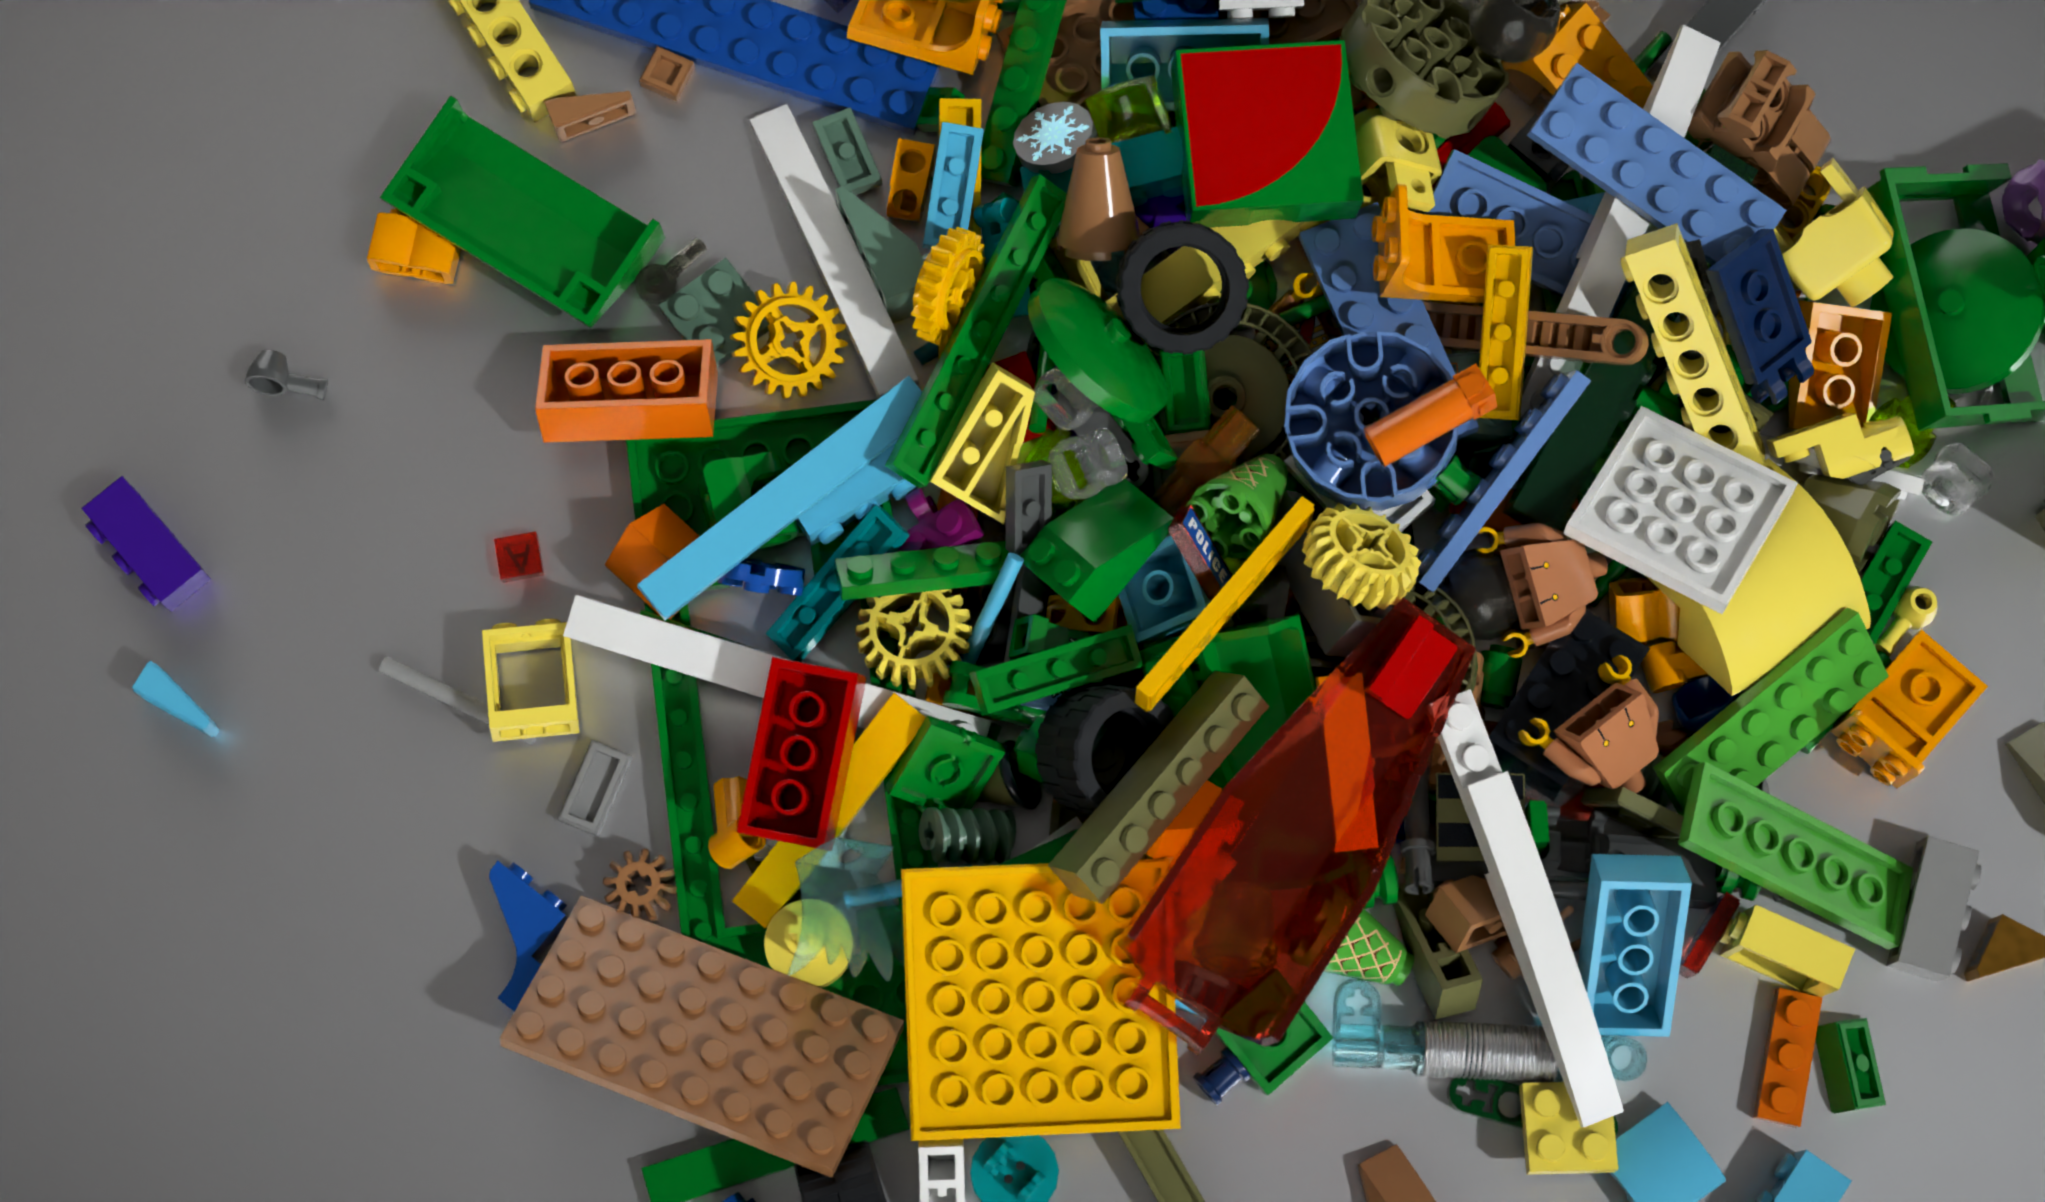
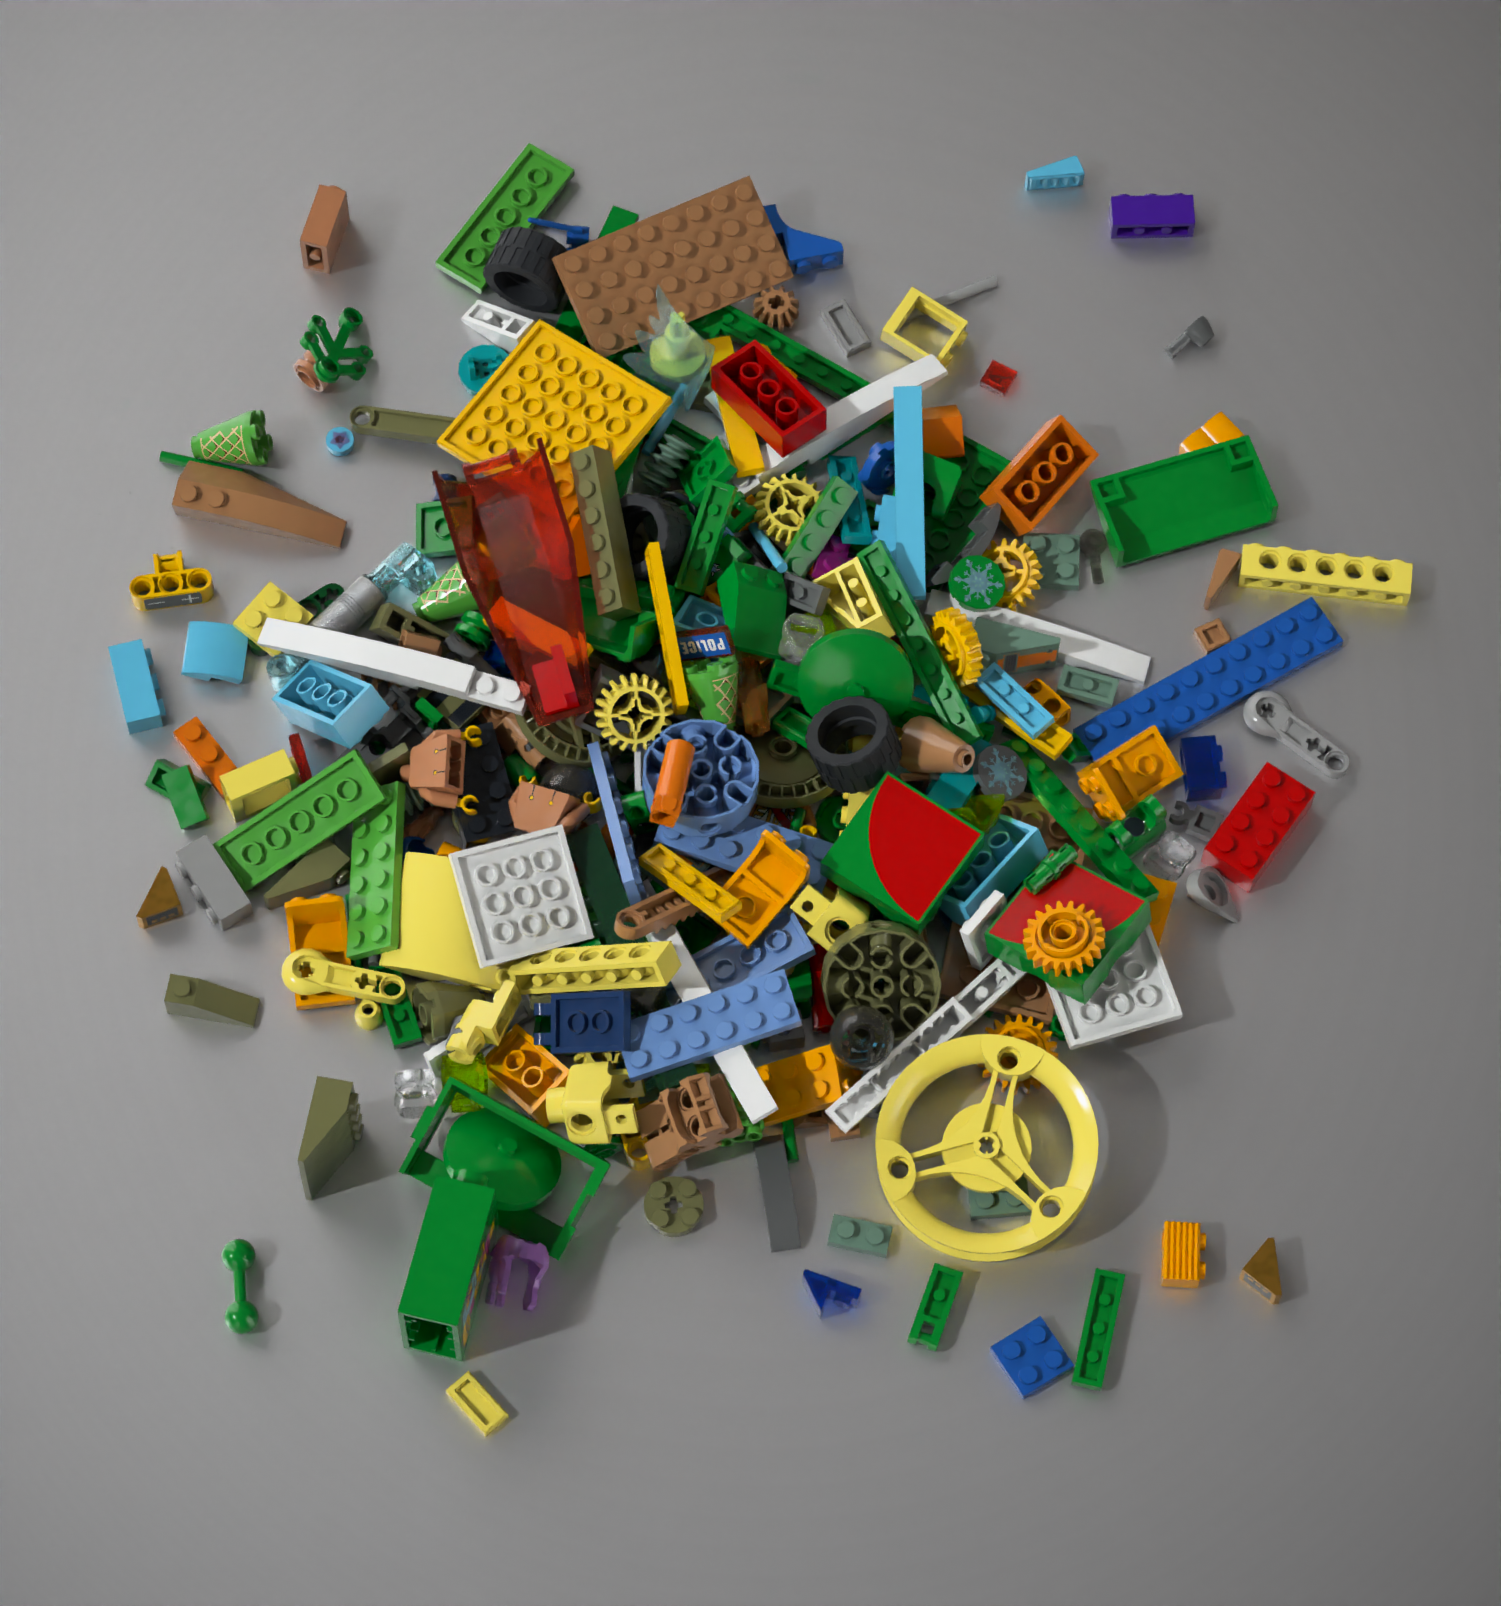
camera: 130 degrees right, 10 degrees down
(792, 392) = (984, 527): none -> dark grey slope
(836, 342) = (976, 583): none -> green tile
(1833, 802) = (312, 875): none -> olive slope
(1848, 107) = (687, 1216): none -> olive plate
(1868, 1033) = (185, 797): none -> green tile
(1925, 666) = (336, 978): none -> light yellow beam

